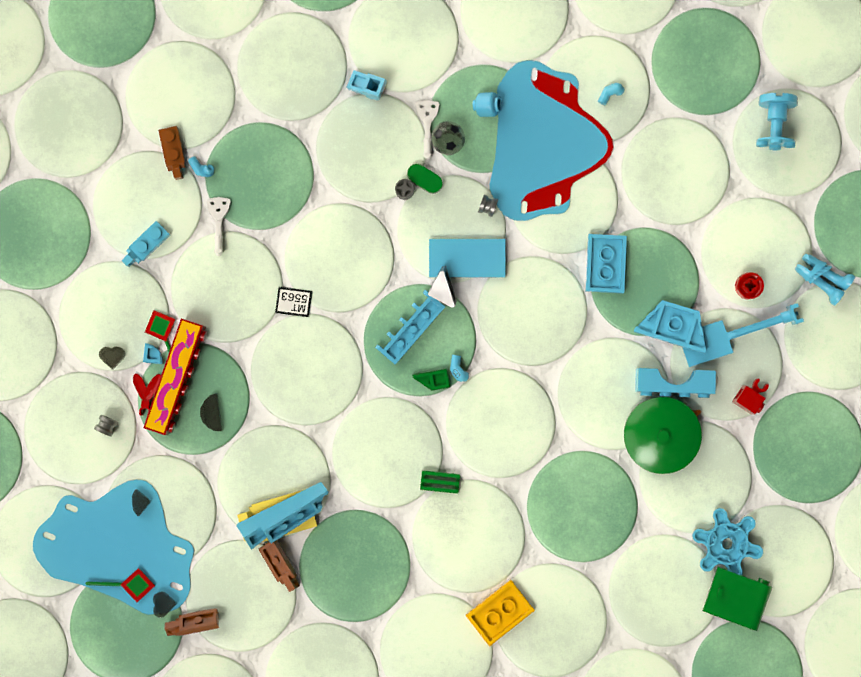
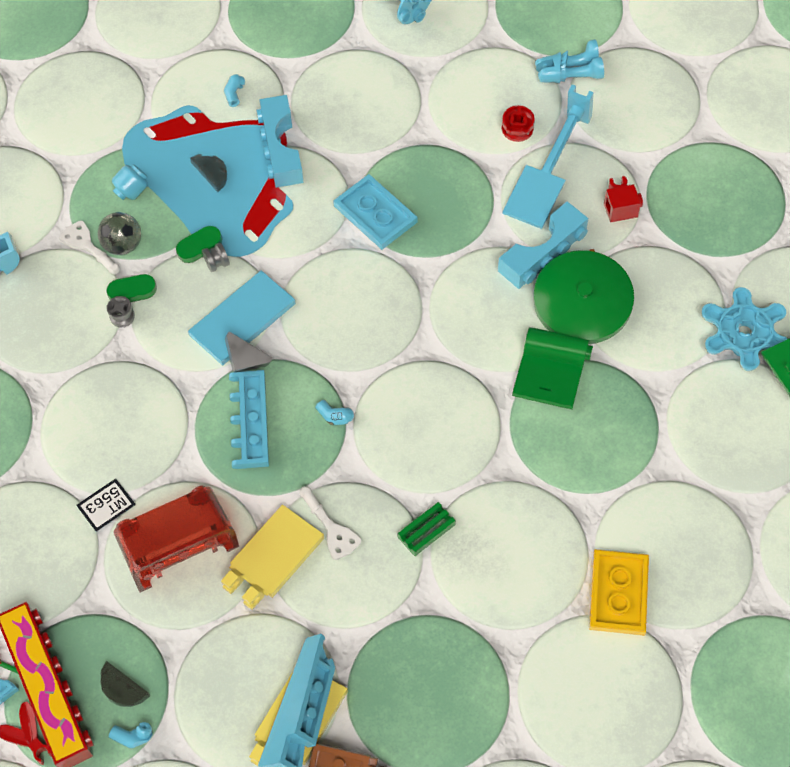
camera: 45 degrees left, 25 degrees down
(193, 446) = (134, 738): none -> medium azure arm
(308, 359) = (174, 534): none -> clear red windscreen
(349, 418) = (272, 556): none -> light yellow tile
(392, 435) = (333, 529): none -> white piece
(434, 379) = (321, 445): green tile -> none
(488, 186) = (191, 247): none -> green tile
(544, 140) = (212, 170): none -> clear smoke tile
(600, 458) = (551, 367): none -> green door
(612, 142) = (285, 162): none -> medium azure arch
(674, 325) = (491, 204): medium azure wing -> none

